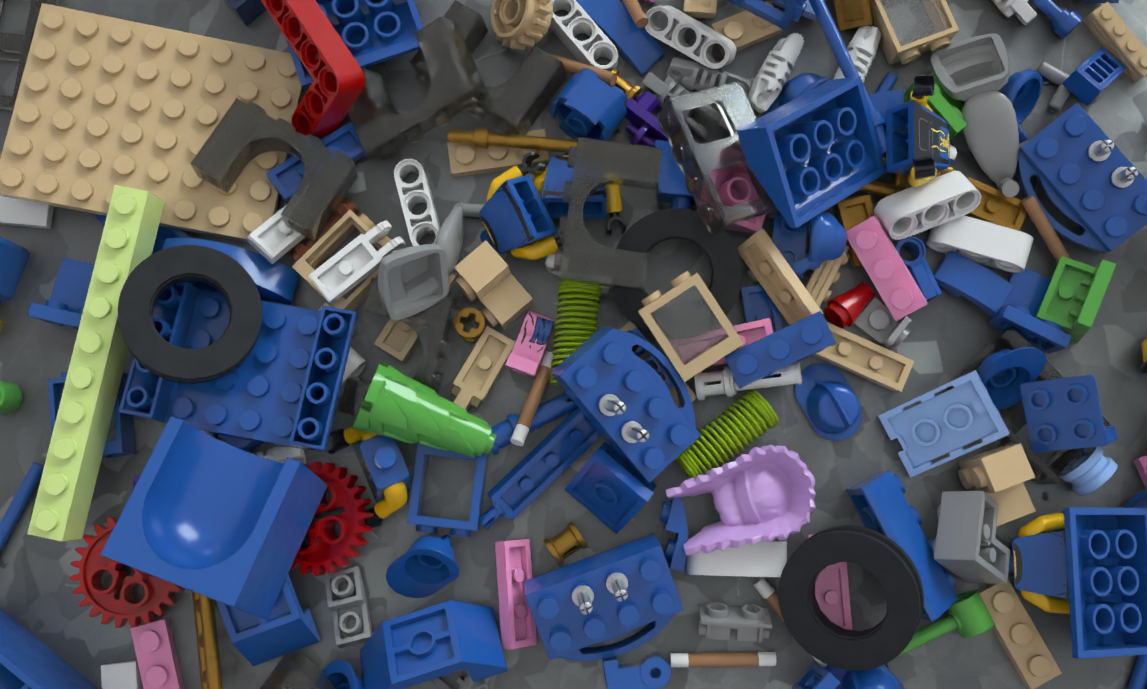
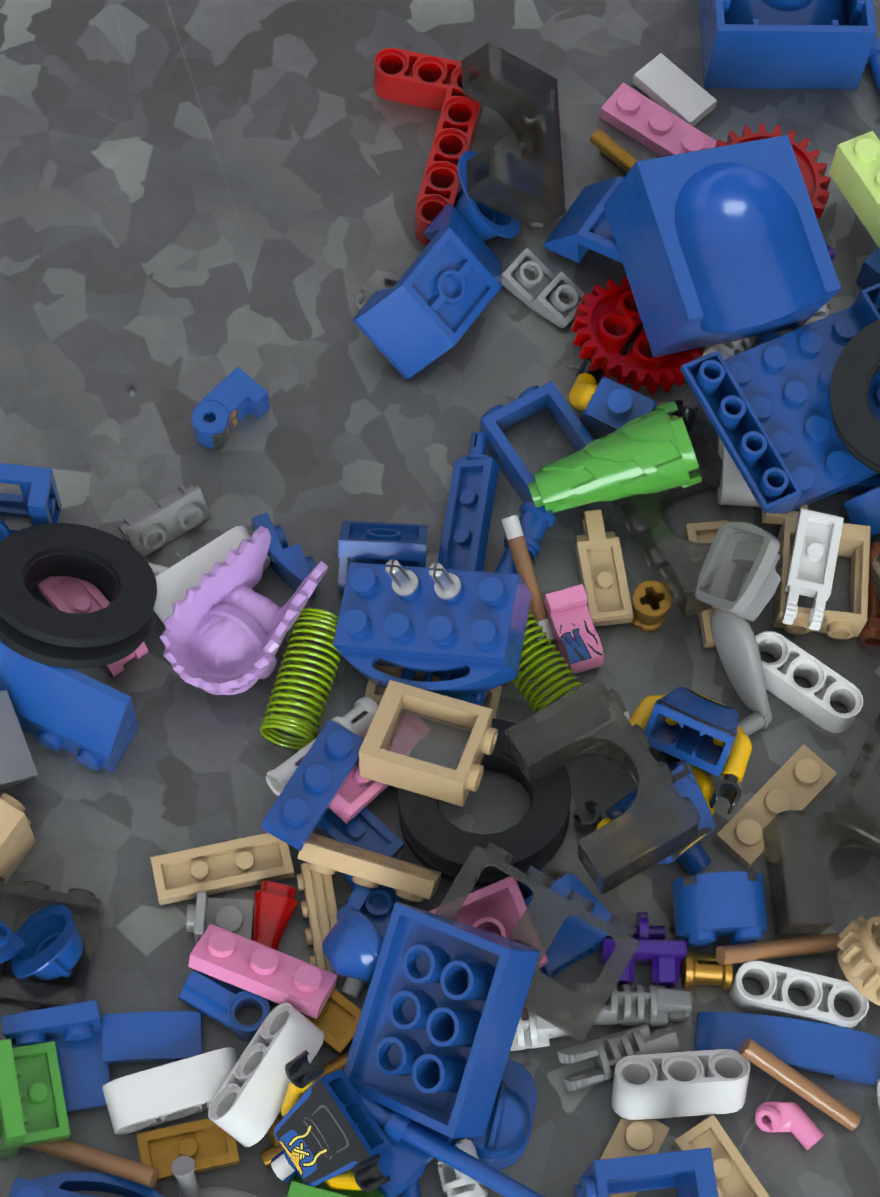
camera: 135 degrees right, 15 degrees down
(424, 567) = (503, 363): blue piece -> none
(484, 138) = (799, 794): pearl gold bar -> none
(489, 280) = (662, 656): tan brick -> none
(513, 568) = (398, 400): bright pink plate -> none
(565, 543) = (386, 475): pearl gold bush -> none
(604, 601) = (309, 445): blue piece -> none
(723, 659) = (149, 482): medium nougat bar -> none
(775, 72) = (553, 1122): white hinge -> none
(828, 402) = (219, 801): blue piece -> none
(944, 423) = (84, 850): light blue piece -> none

